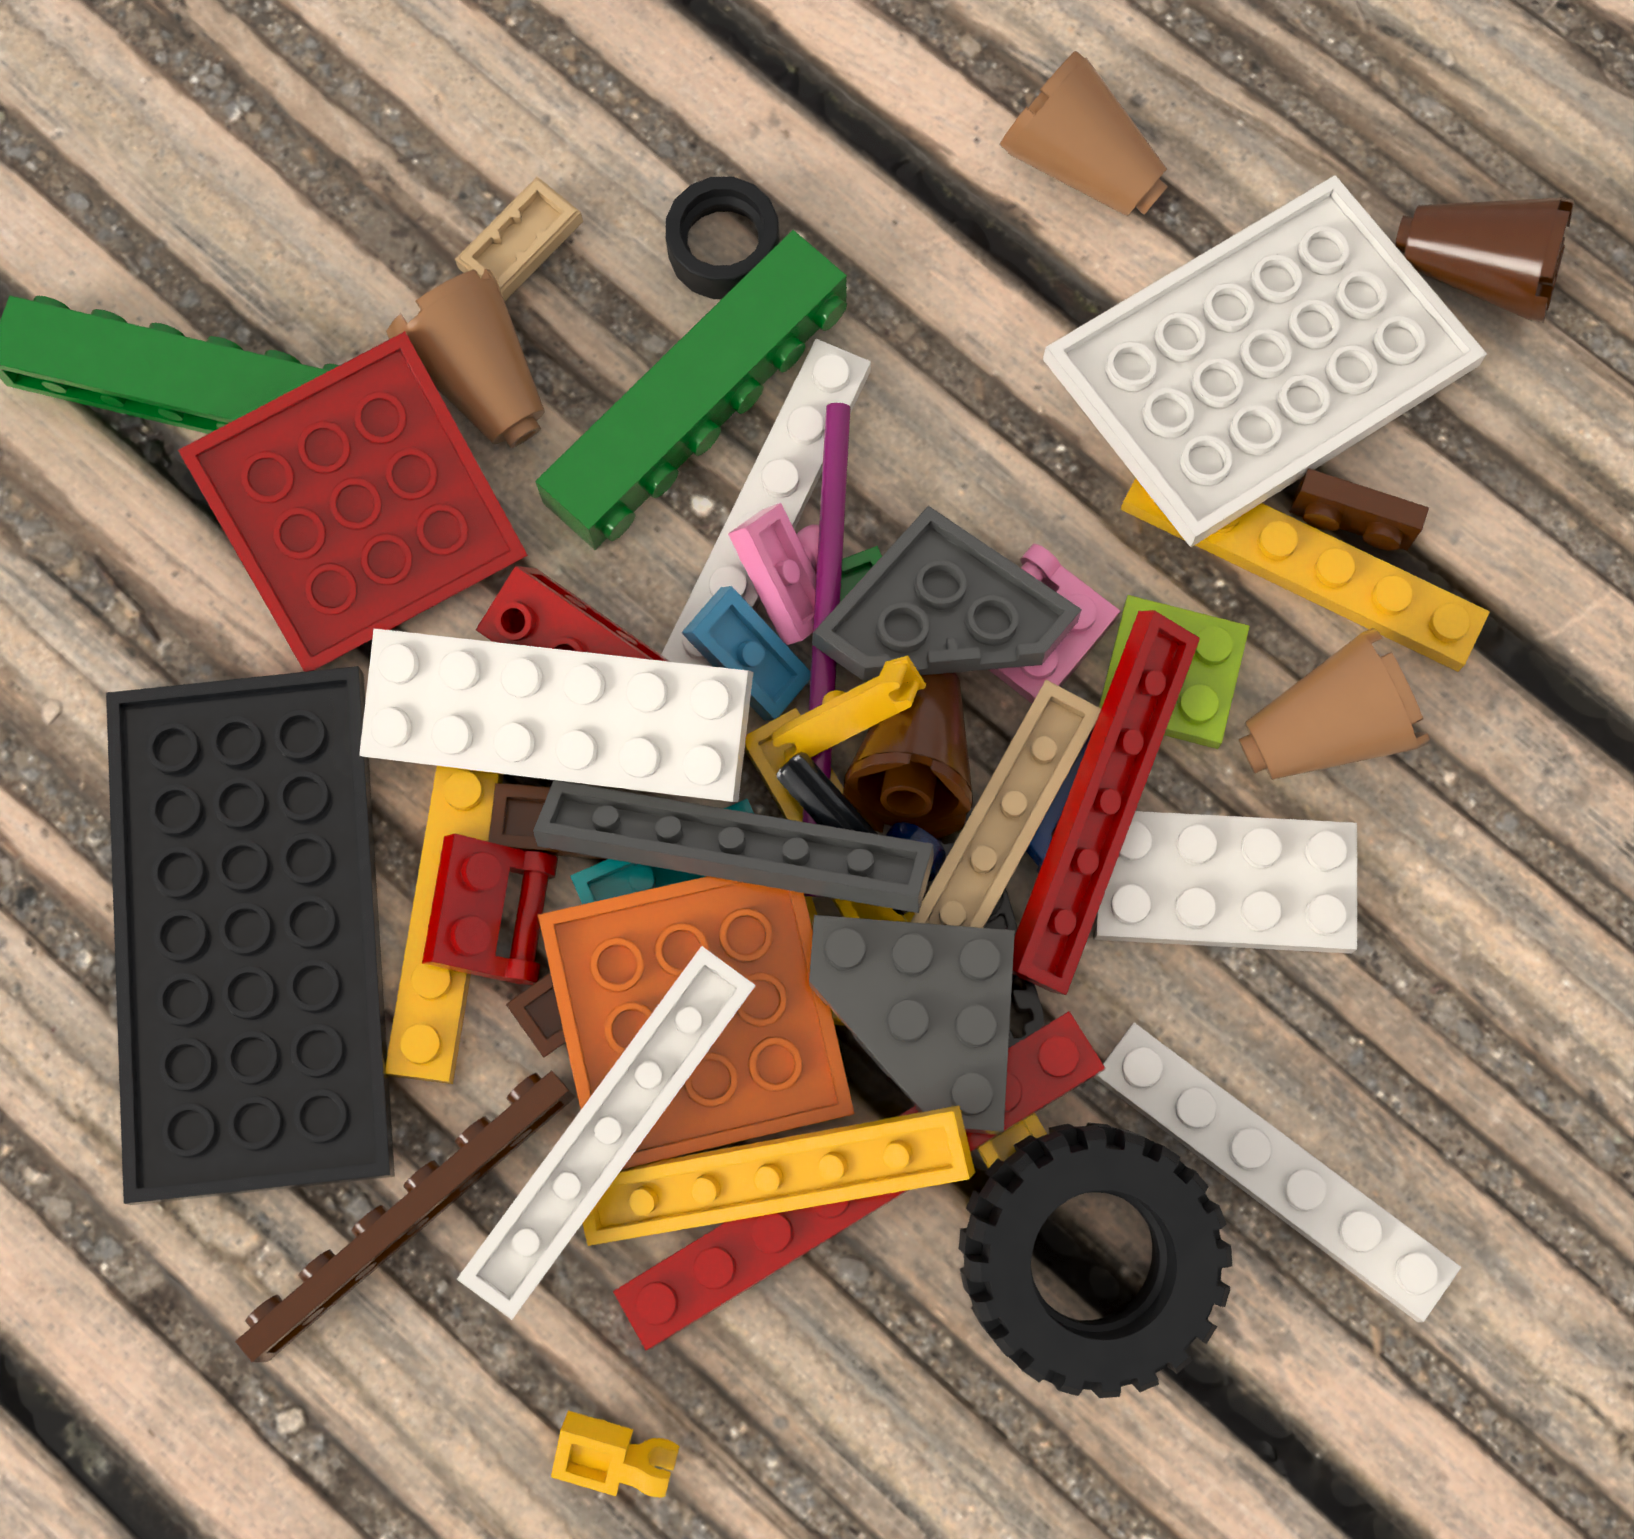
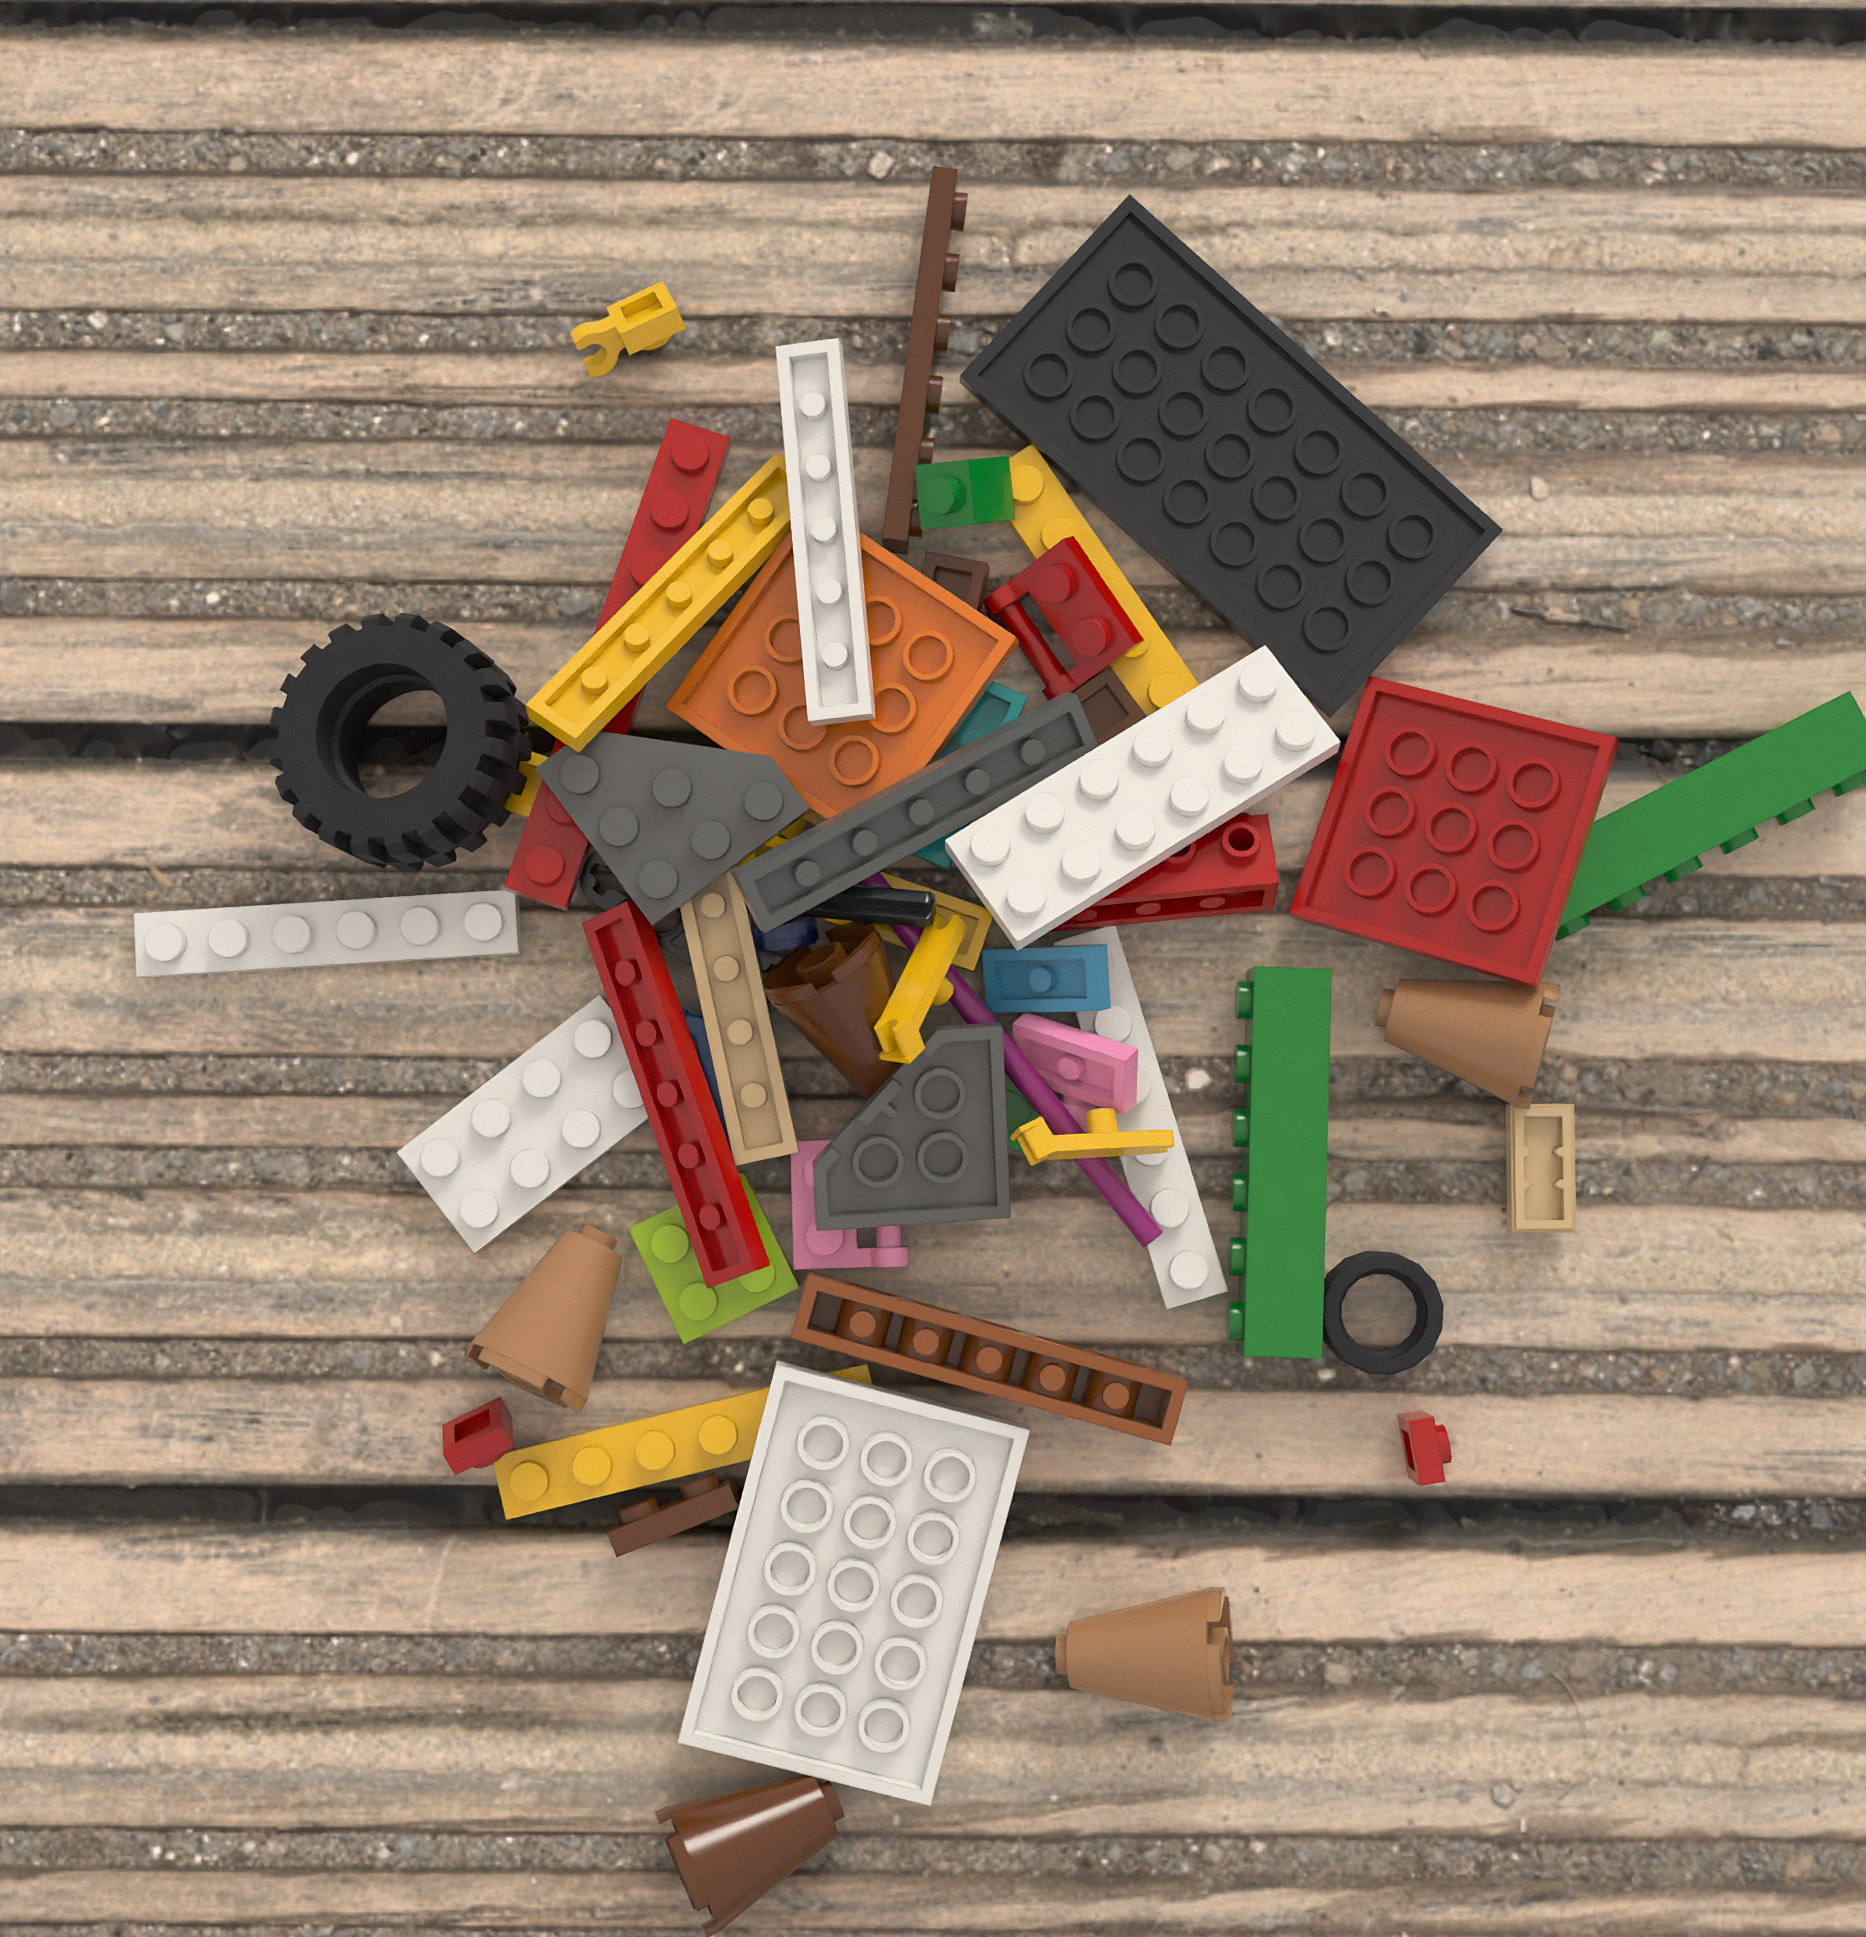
camera: 135 degrees right, 10 degrees up
(472, 1071) = (964, 492): none -> green brick
(776, 127) = (1424, 1447): none -> red plate
(861, 526) = (1100, 1141): none -> yellow piece
(1032, 427) = (989, 1358): none -> dark orange brick
(1464, 685) = (478, 1437): none -> red plate

